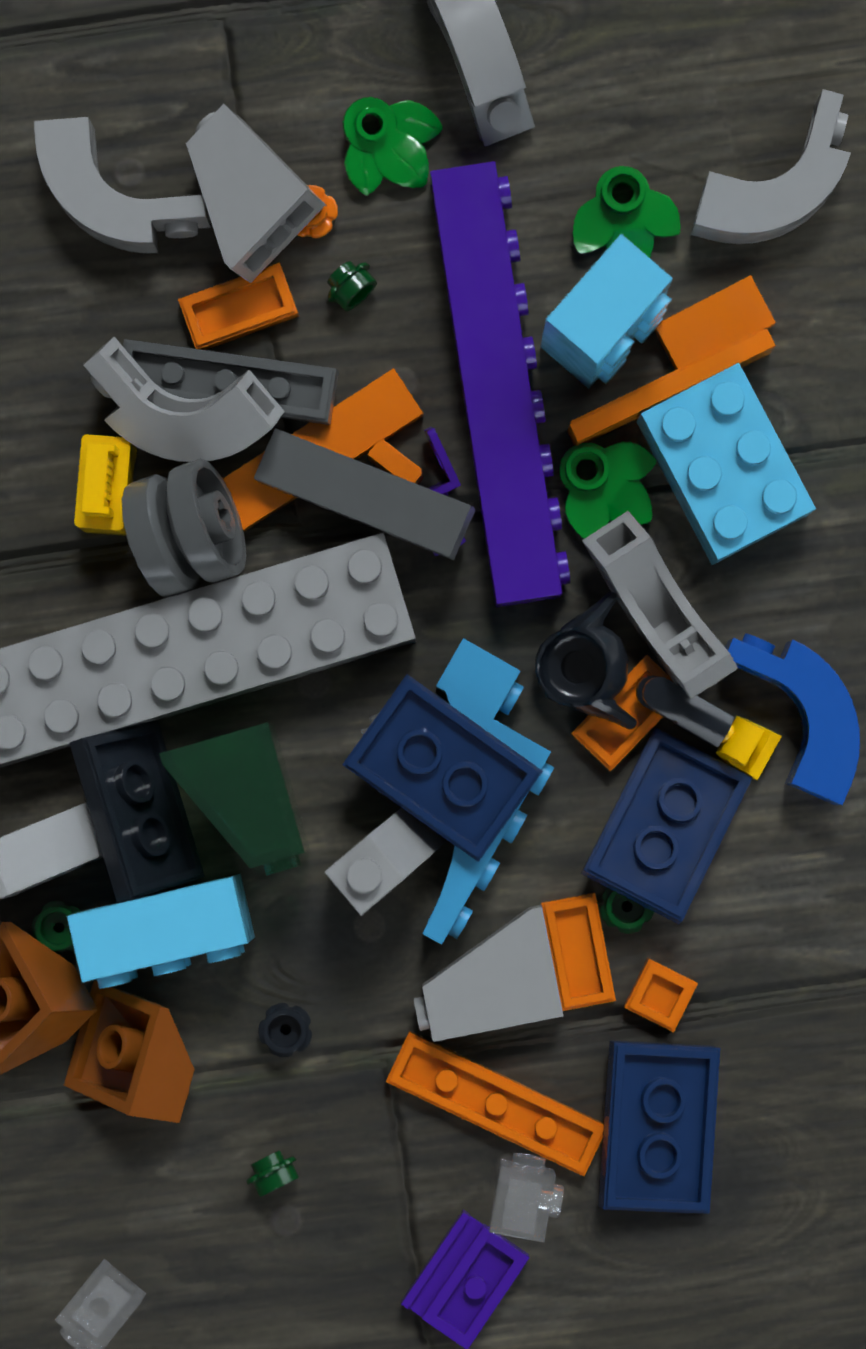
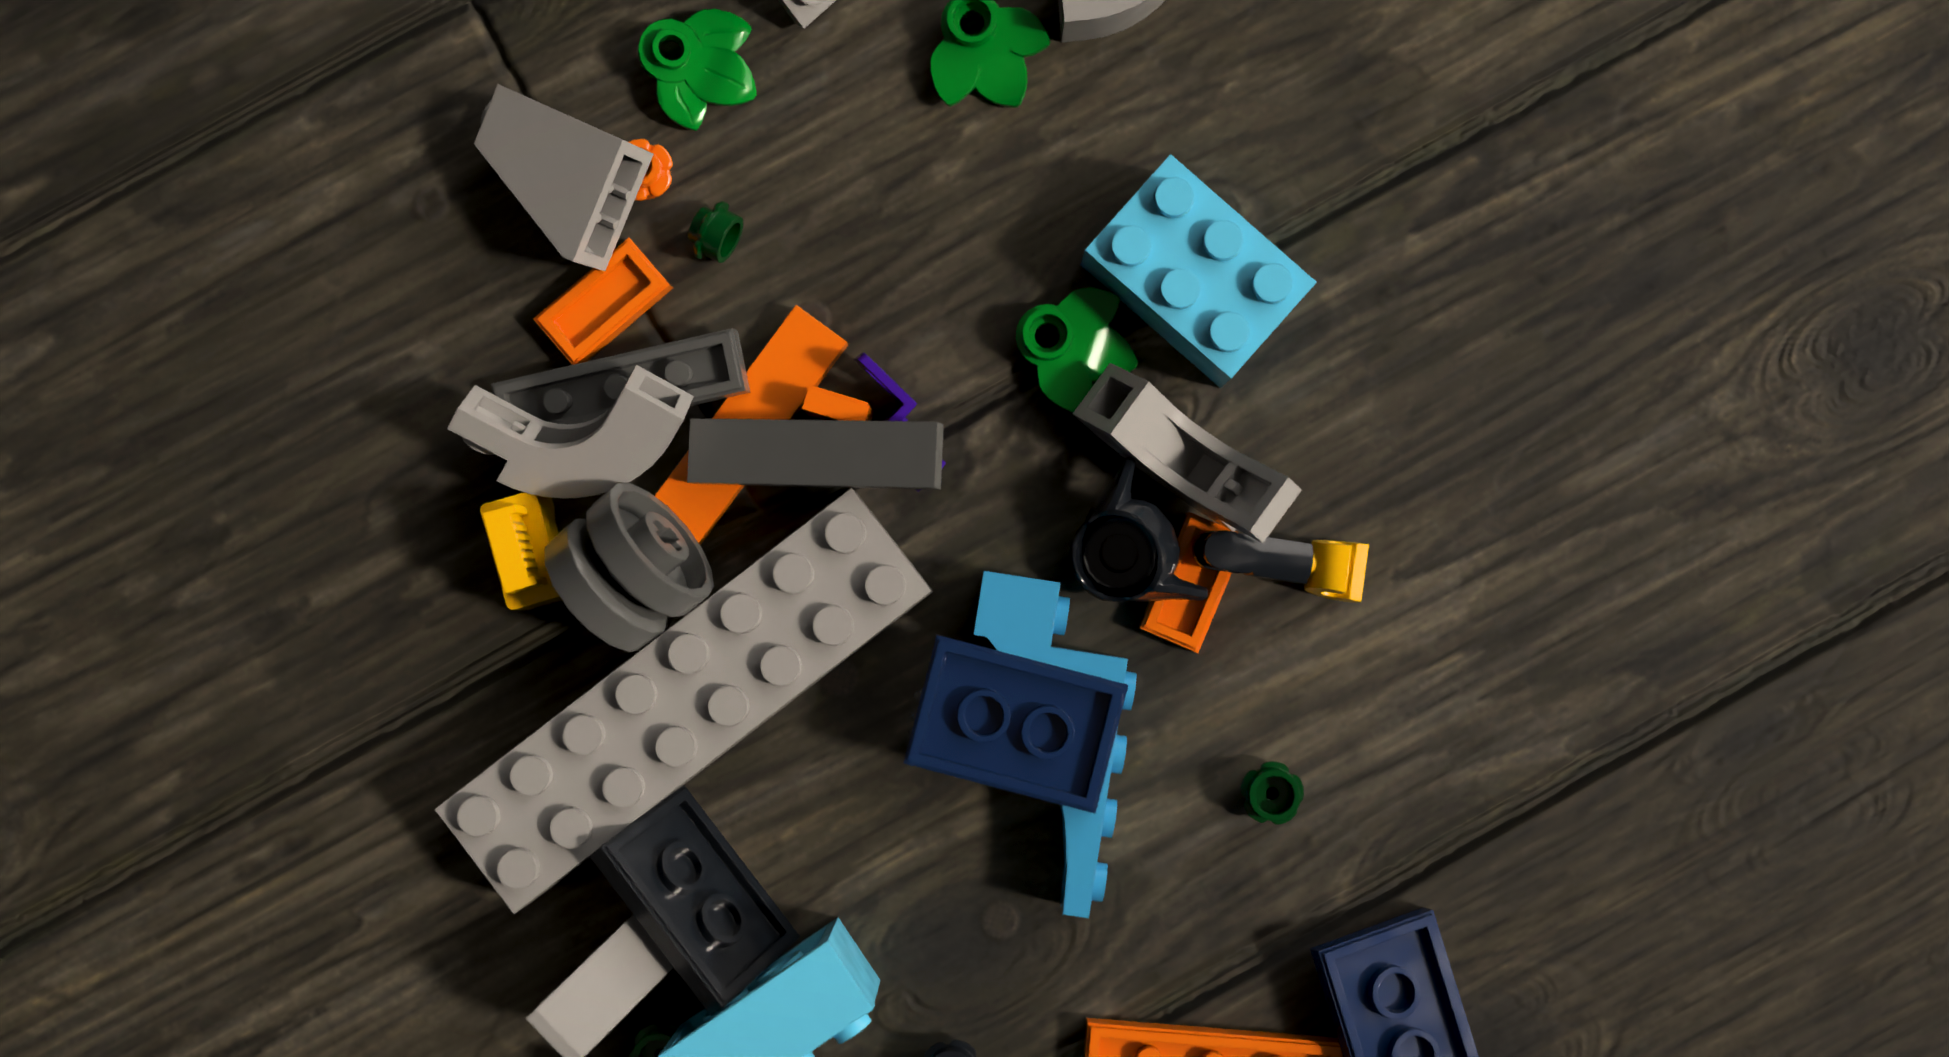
camera: 25 degrees left, 0 degrees up
(71, 171) = (362, 221): light grey arch -> none
(245, 794) = (809, 838): clear green slope -> none
(384, 859) = (987, 855): light grey slope -> none
(495, 983) = (1160, 936): light grey slope -> none
(497, 385) = (914, 279): dark purple brick -> none
(578, 951) = (1237, 862): orange tile -> none
(605, 311) = (1007, 150): medium azure brick -> none
(634, 403) = (1071, 244): orange tile -> none
(660, 994) = (1344, 875): orange tile -> none
(666, 825) = (1282, 690): dark blue tile -> none
(714, 322) = (1124, 128): orange tile -> none
(826, 711) = (1418, 514): blue arch -> none

